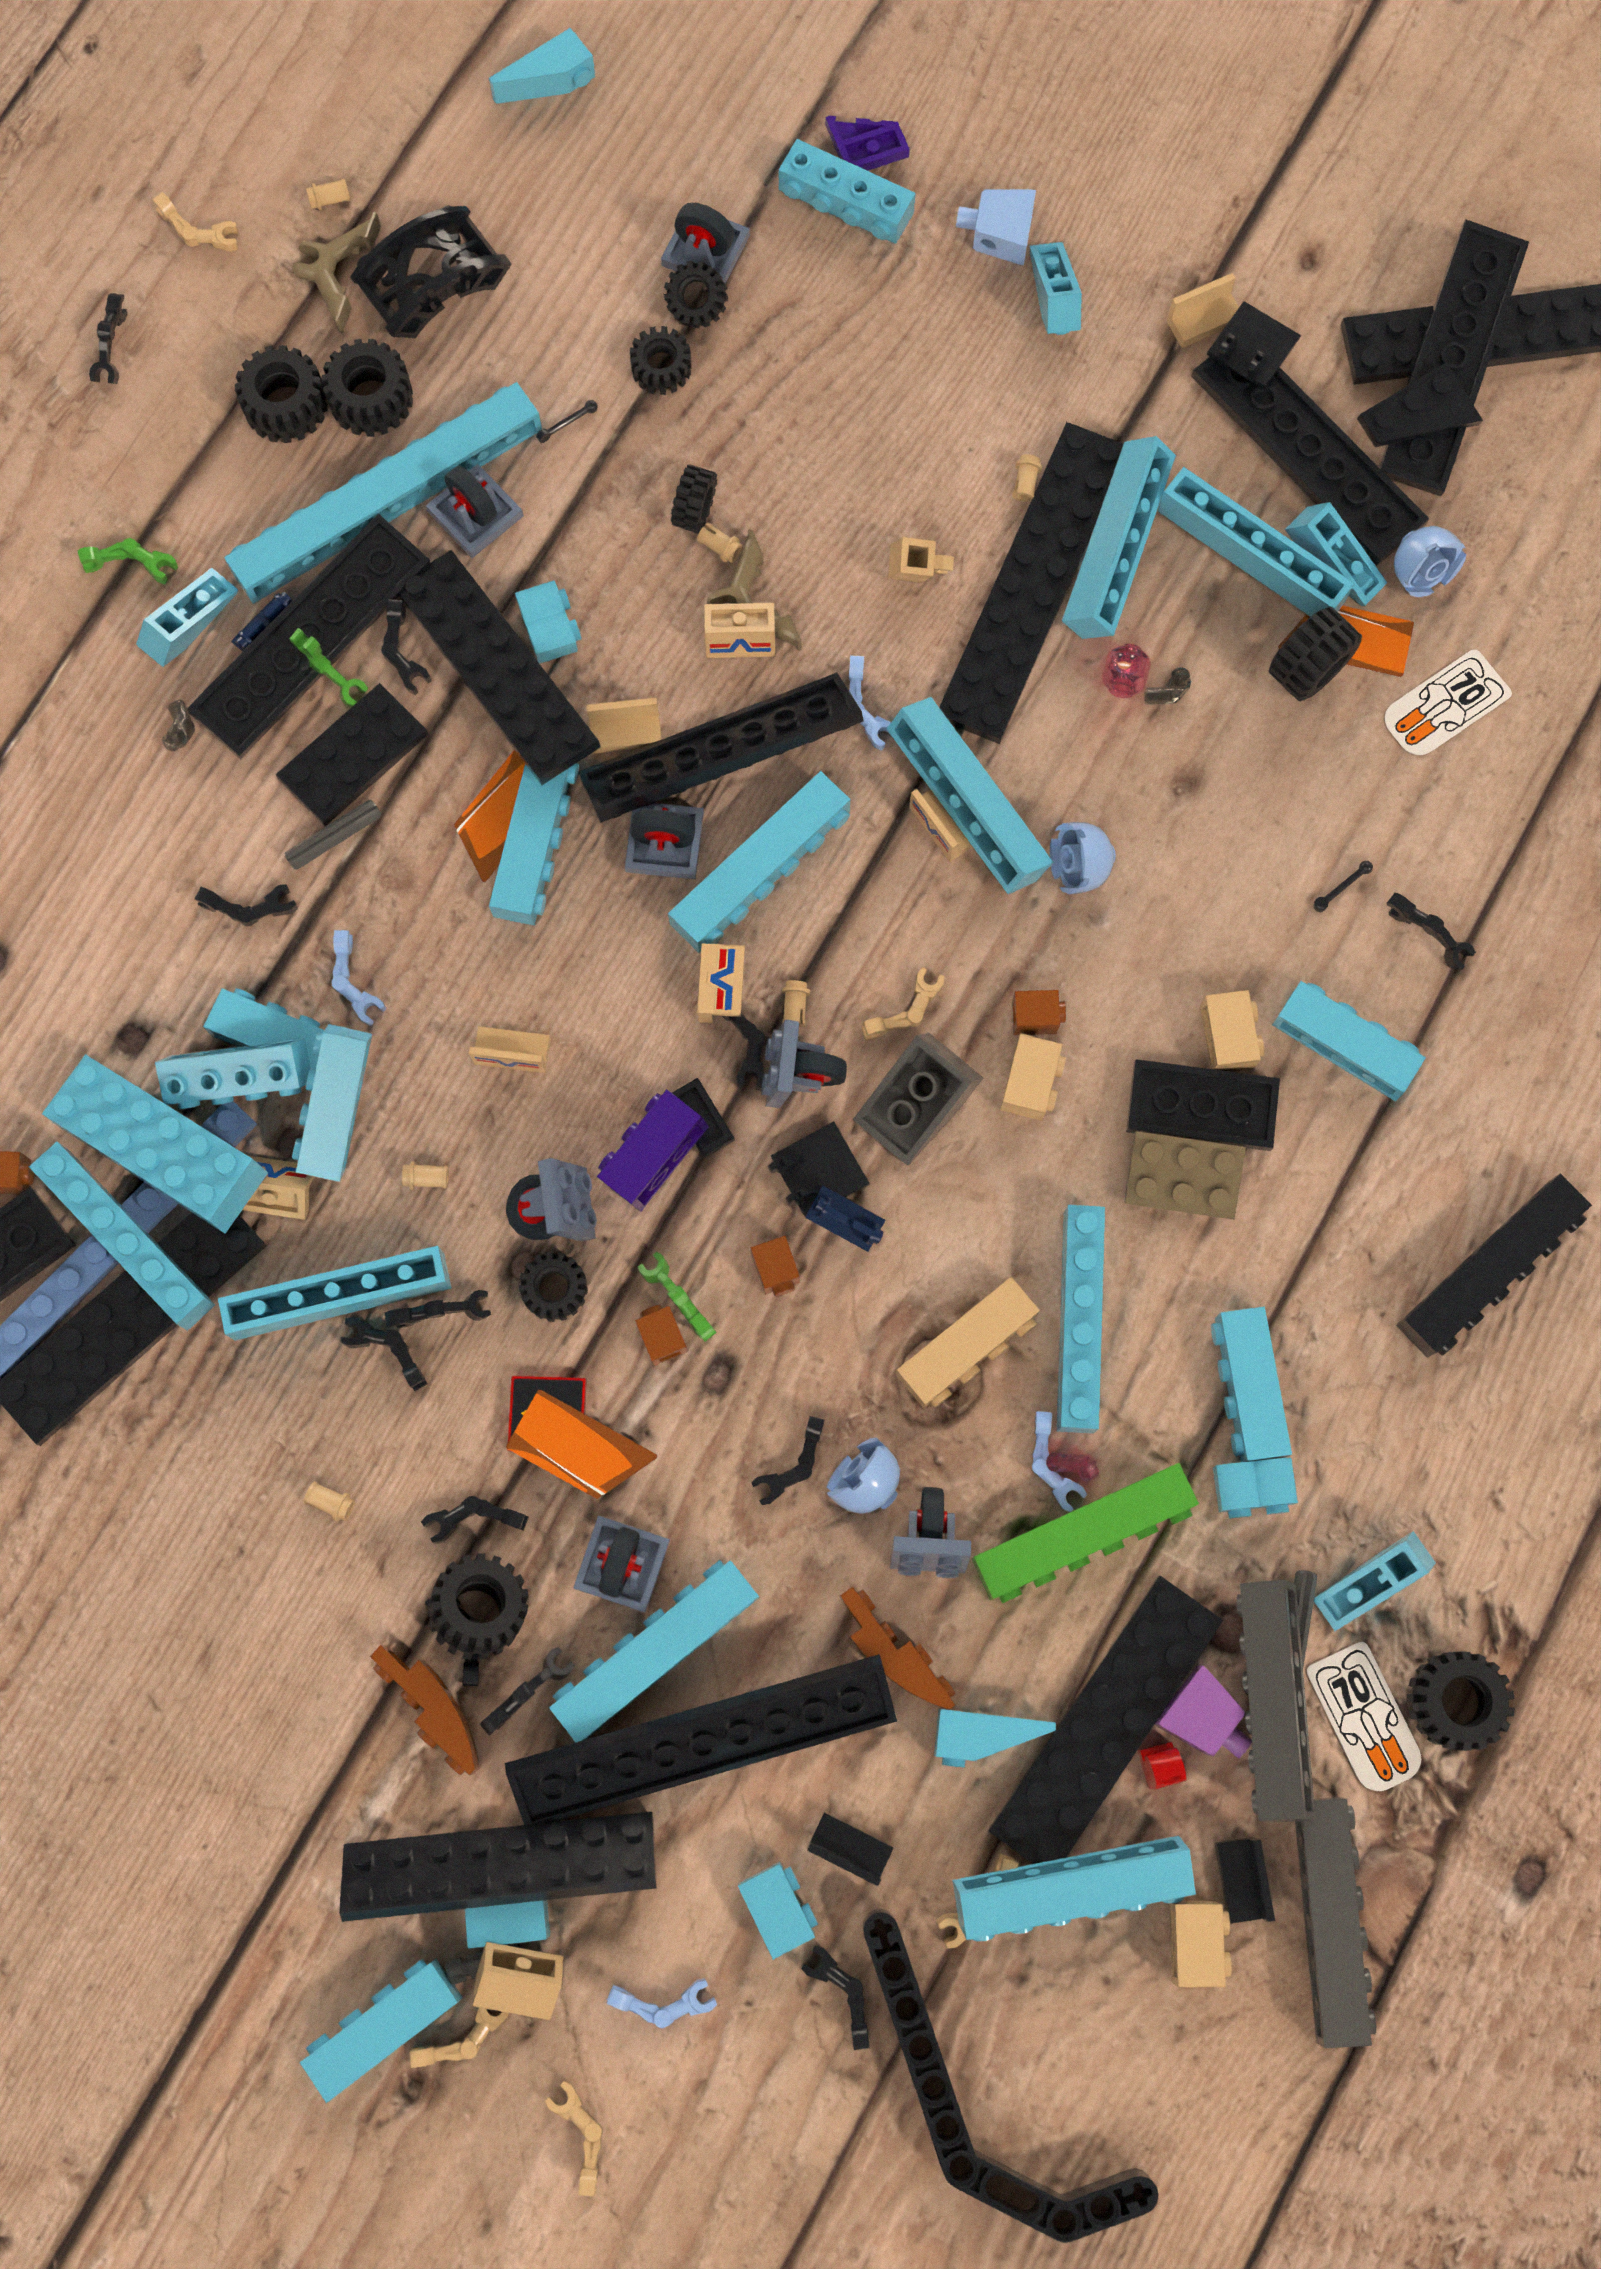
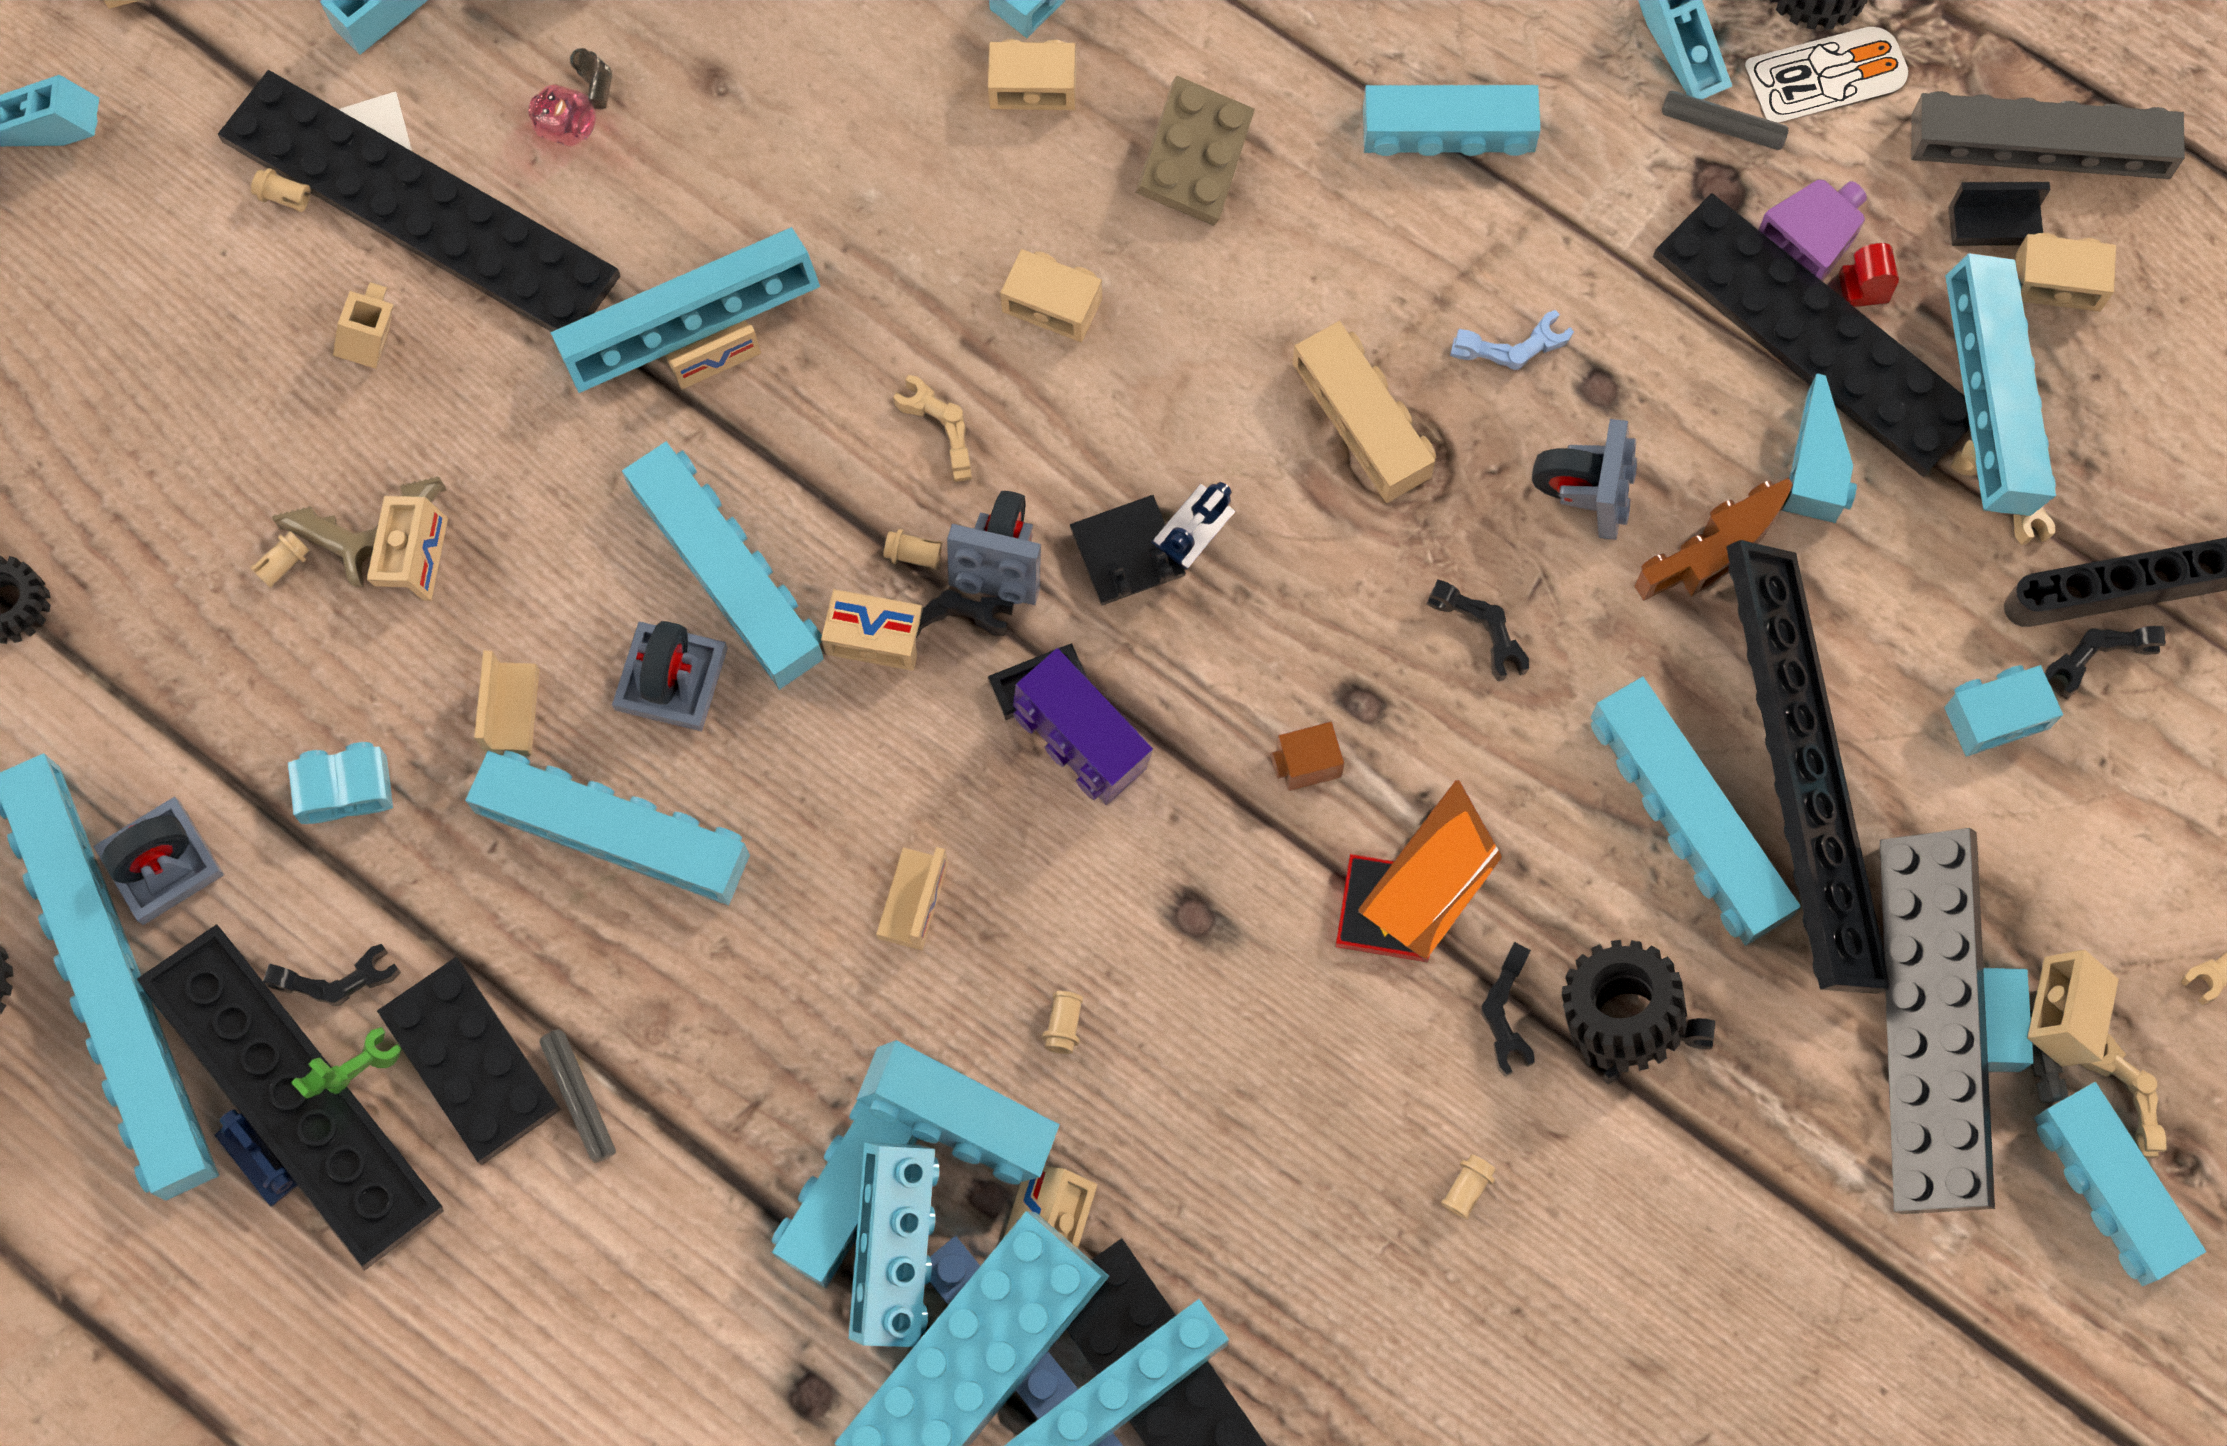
camera: 80 degrees left, 5 degrees down
(94, 559) = (101, 1387): bright green piece -> none
(181, 729) = (382, 1284): clear smoke arm -> none
(184, 617) = (222, 1262): medium azure slope -> none
(249, 915) = (670, 1222): black piece -> none
(334, 1293) = (1205, 1146): medium azure brick -> none
(360, 1001) = (789, 1103): light blue piece -> none
(391, 1339) = (1269, 1087): black piece -> none
(434, 1309) = (1243, 1022): black piece -> none
(442, 1718) = (1749, 1073): dark orange slope -> none
(488, 817) = (589, 890): orange sticker -> none
(498, 668) = (392, 849): black plate -> none
(525, 1691) = (1752, 999): black piece -> none
(545, 434) = (44, 699): black hinge -> none
(546, 1265) = (1234, 852): black tyre -> none
(553, 1203) = (1127, 873): sand blue plate -> none
(621, 1564) = (1583, 838): sand blue plate -> none
(665, 2015) = (2114, 853): light blue piece -> none
(678, 1296) = (1295, 714): bright green piece -> none
(693, 498) = (216, 575): black tyre -> none
(720, 747) = (563, 591): black plate -> none
(775, 1266) = (1241, 612): dark orange brick -> none
(850, 1848) = (1937, 624): black panel -> none
(866, 1480) = (1511, 542): light blue cylinder -> none
(872, 725) = (494, 421): light blue piece -> none
(917, 1097) = (1057, 424): dark grey slope -> none
(1037, 1012) = (972, 278): dark orange brick -> none
(1073, 1463) = (1518, 311): clear pink arm -> none
(1081, 857) = (790, 194): light blue cylinder -> none
(1081, 1319) = (1351, 283): medium azure brick -> none
(1084, 1532) = (1598, 313): bright green brick -> none
(1119, 538) = (389, 95): medium azure brick -> none
(1203, 1104) = (1114, 119): black plate -> none
(1255, 1486) = (1566, 135): medium azure brick -> none
(1276, 1702) = (1814, 144): dark grey brick -> none

